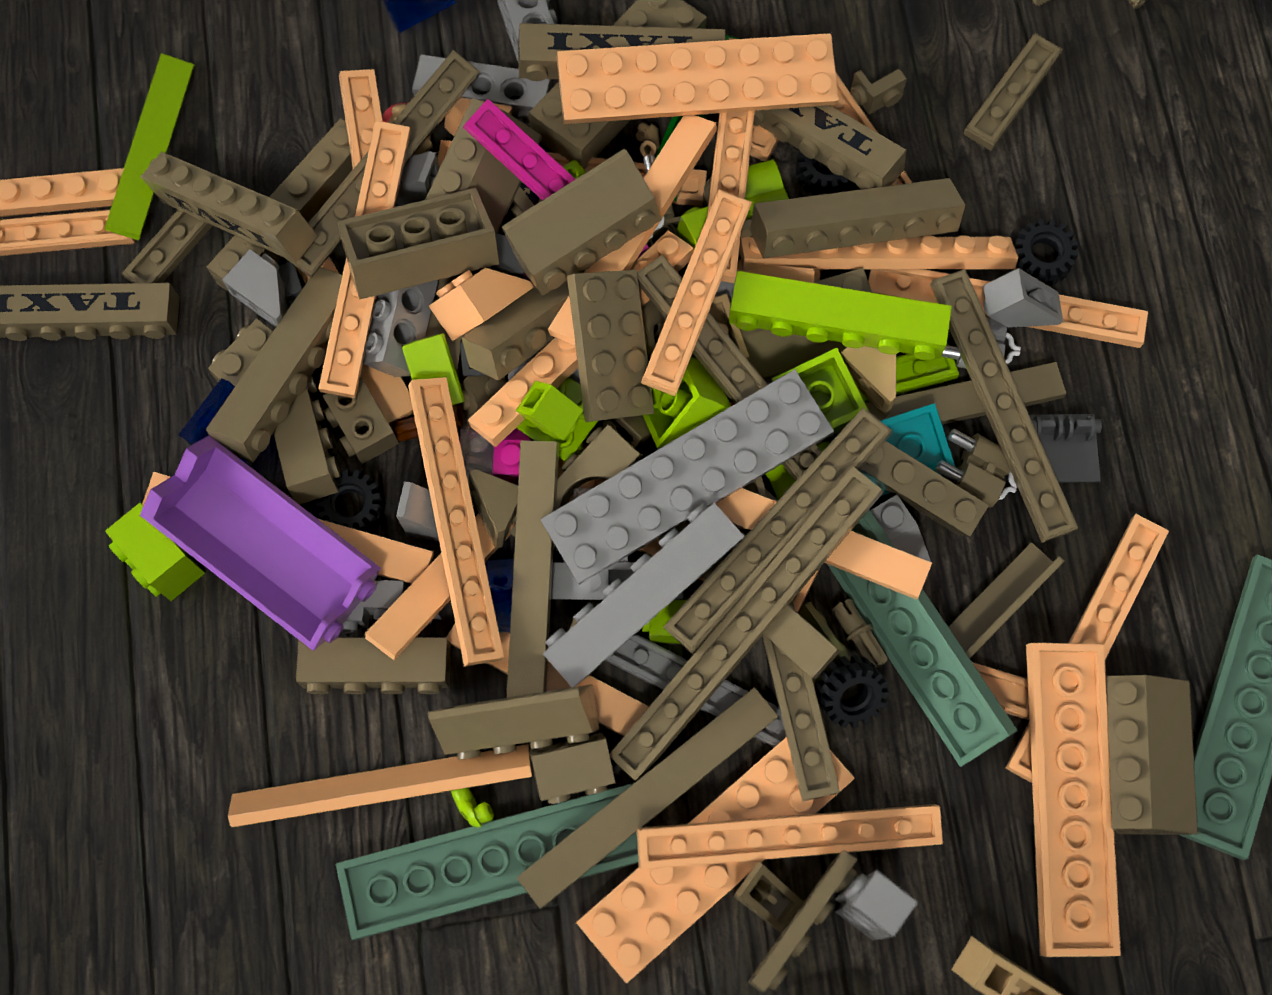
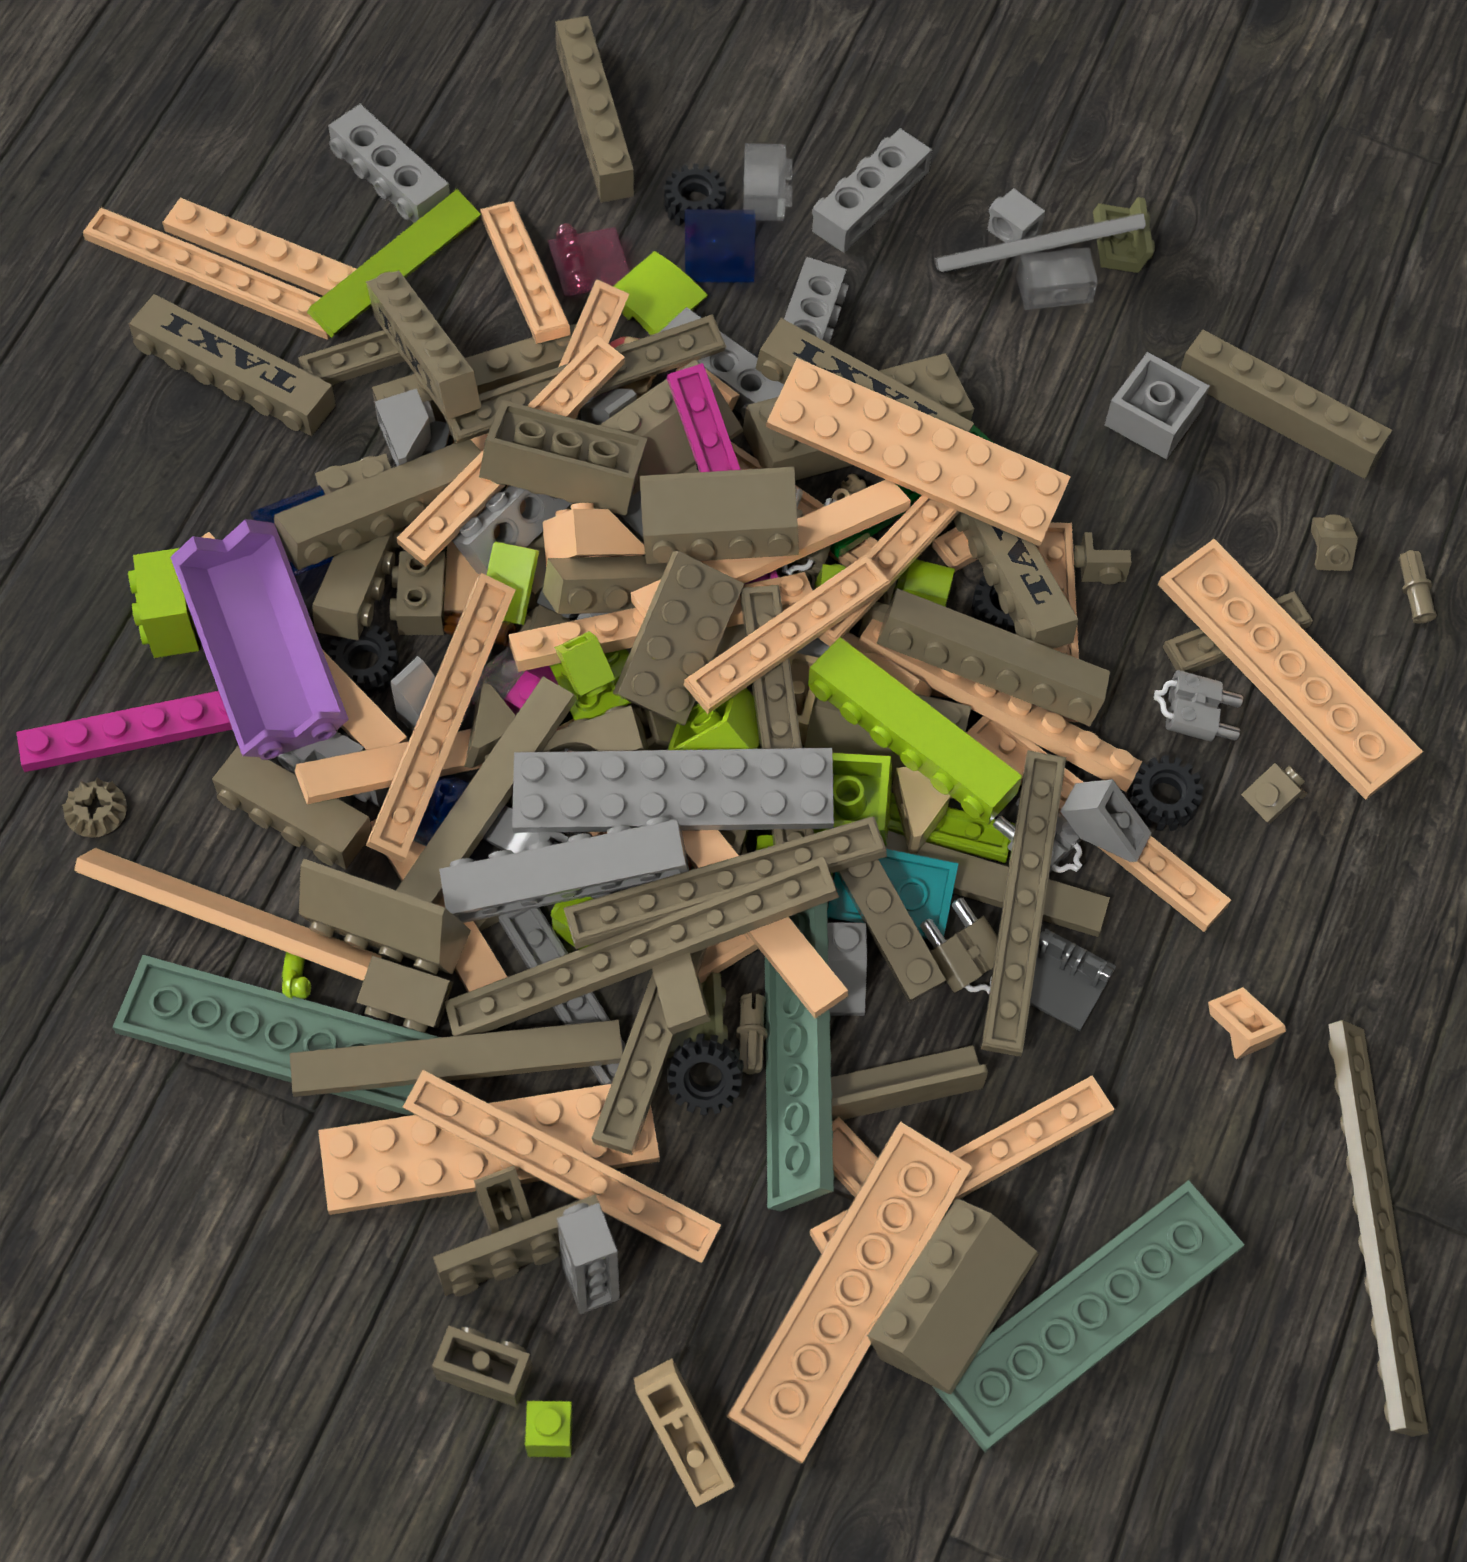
camera: 25 degrees right, 10 degrees down
(65, 58) = (387, 163): none -> light grey brick
(187, 681) = (122, 731): none -> dark pink plate
(224, 764) = (105, 819): none -> dark tan gear
(268, 96) = (525, 272): none -> light nougat tile
(309, 56) = (587, 257): none -> clear pink hinge
(389, 51) = (658, 293): none -> lime slope
(1022, 170) = (1195, 706): none -> light grey piece
(1073, 98) = (1290, 668): none -> light nougat plate
(1123, 205) = (1275, 791): none -> dark tan bracket
(1221, 401) = (1247, 1021): none -> light nougat slope

